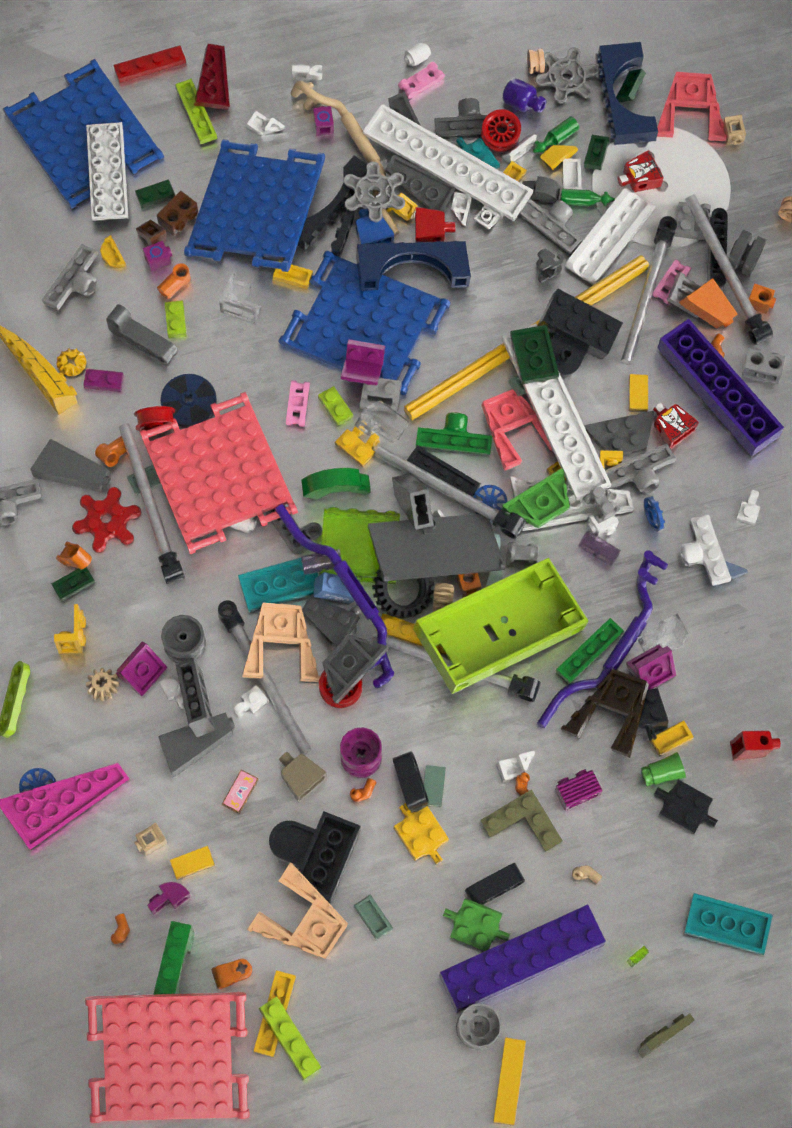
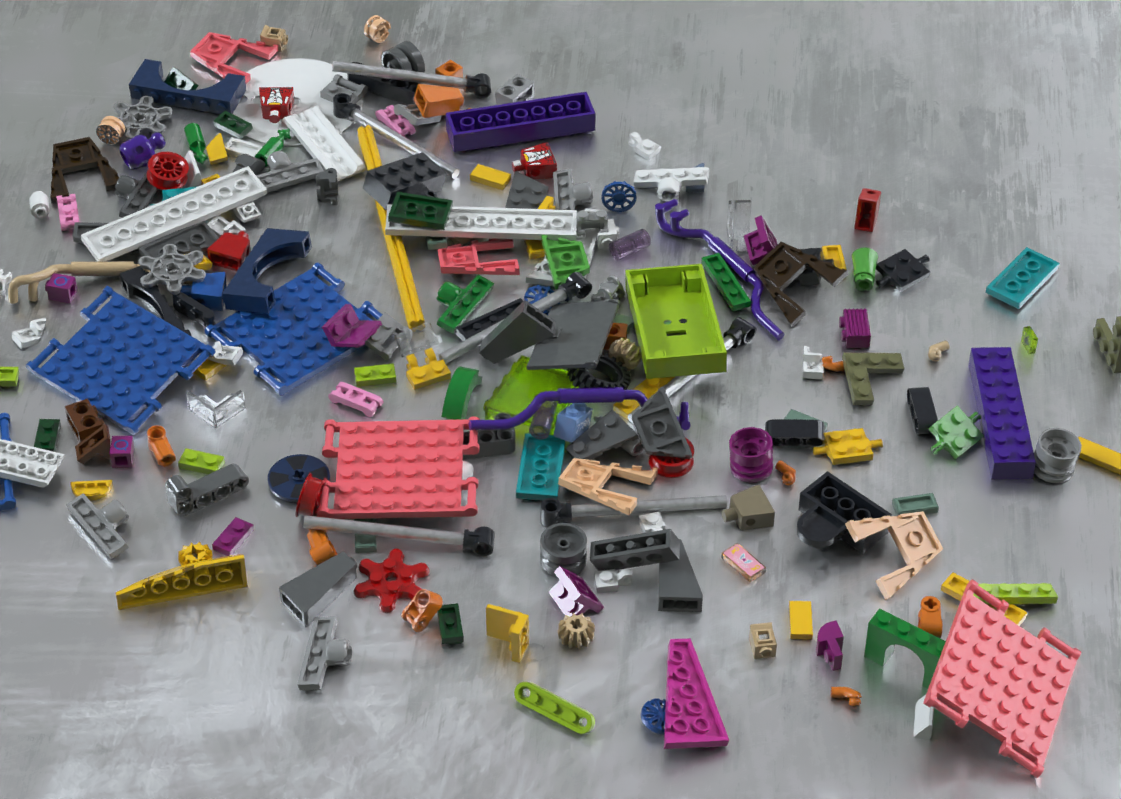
camera: 65 degrees left, 25 degrees down
(299, 278) = (226, 354): none -> white slope
(491, 50) = (77, 156): none -> dark brown wing

